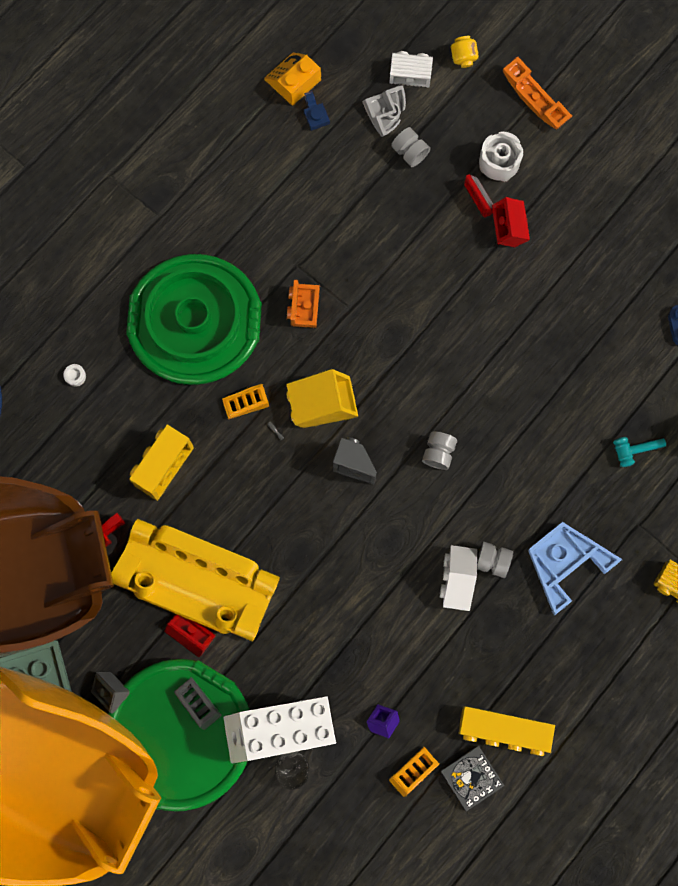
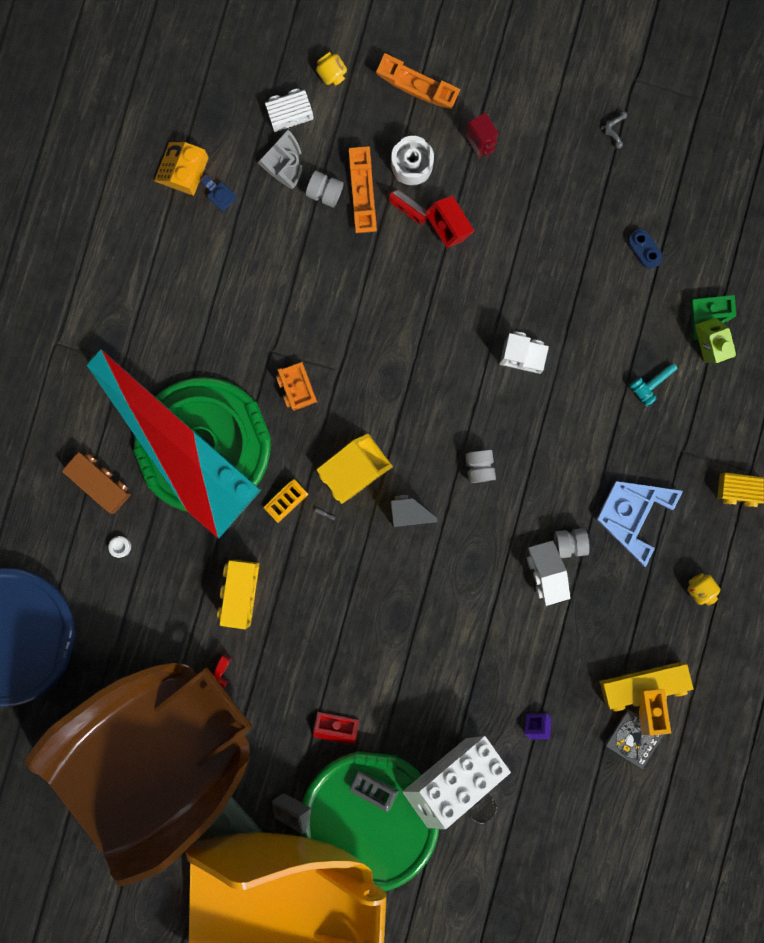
camera: 25 degrees left, 10 degrees up
(84, 308) = (97, 482): none -> dark orange brick
(175, 331) = (193, 469): none -> wedge
(195, 579) = (318, 681): yellow panel -> none
(400, 786) = (590, 759): light orange slope -> none
(445, 162) = (362, 189): none -> orange slope
(501, 756) = (654, 713): none -> light orange slope
(525, 367) = (523, 354): none -> white brick
(574, 160) = (482, 135): none -> dark red brick
(602, 662) = (703, 589): none -> yellow head

